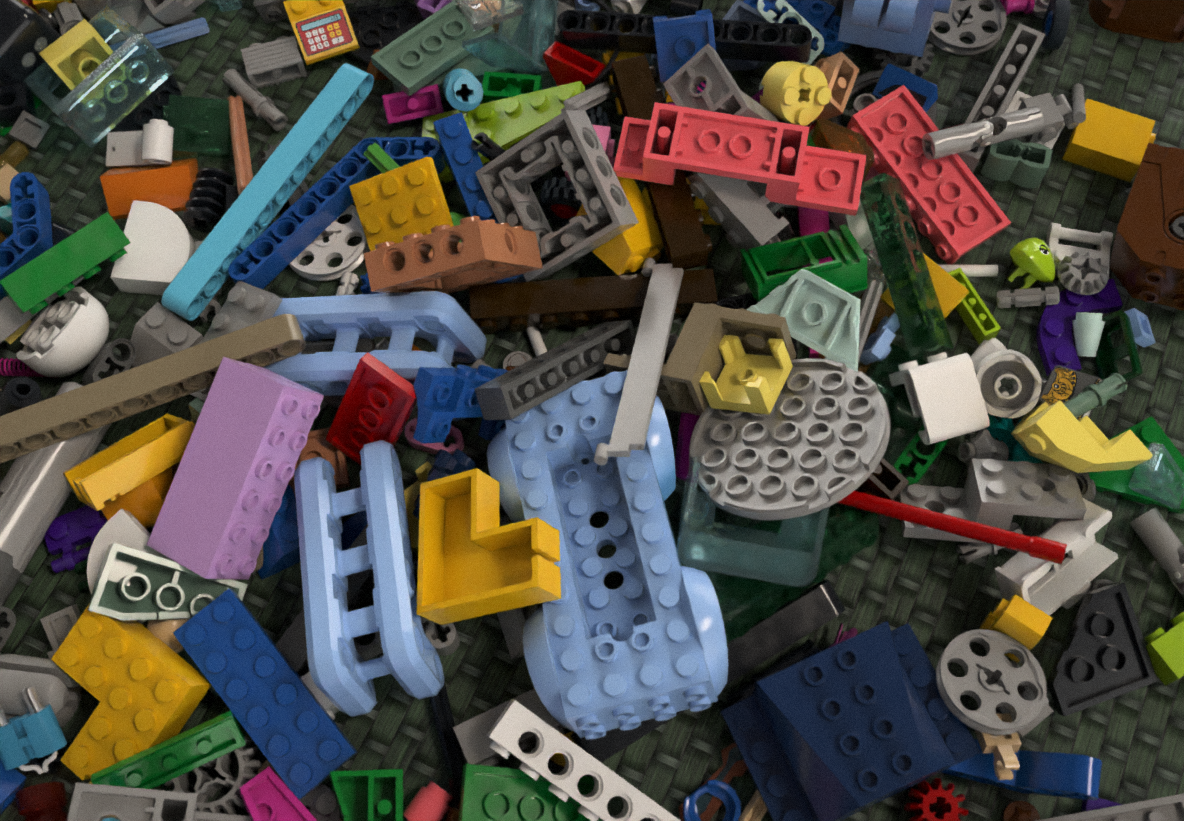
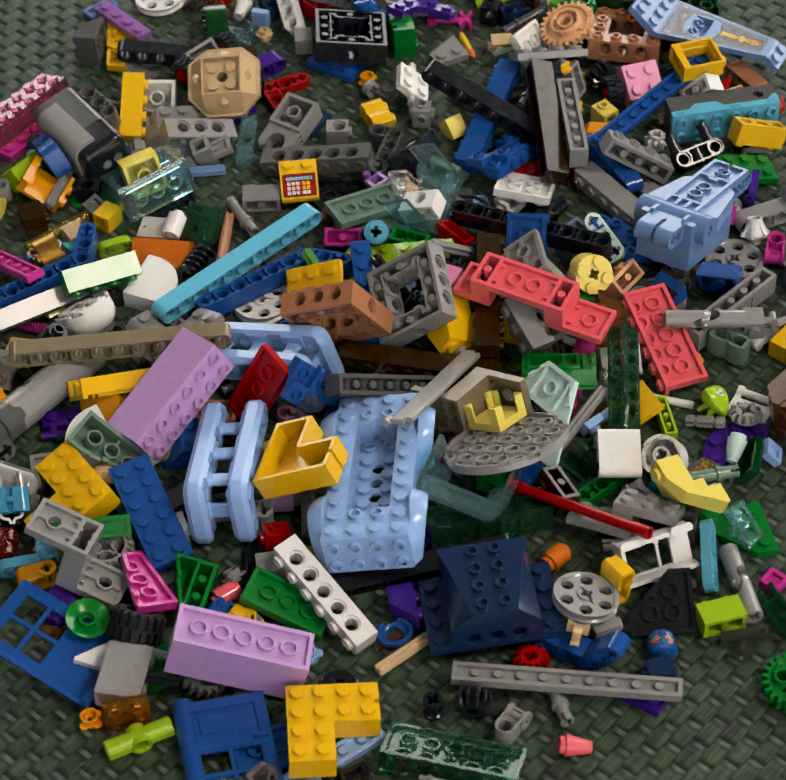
camera: 15 degrees right, 20 degrees down
(54, 144) = (107, 217): none -> yellow brick
(77, 195) = (114, 246): none -> lime beam
(426, 764) = (232, 574): none -> light grey plate
(473, 677) = (273, 534): none -> red brick
(525, 27) = (427, 202): none -> white brick
(710, 754) = (404, 602): none -> dark purple slope
(903, 597) = (556, 556): none -> orange brick
(965, 52) = (718, 277): none -> blue slope
(1117, 724) = (661, 643): none -> blue head
(1125, 539) = (708, 556): none -> medium azure beam
(1133, 777) = (660, 666): none -> dark blue brick

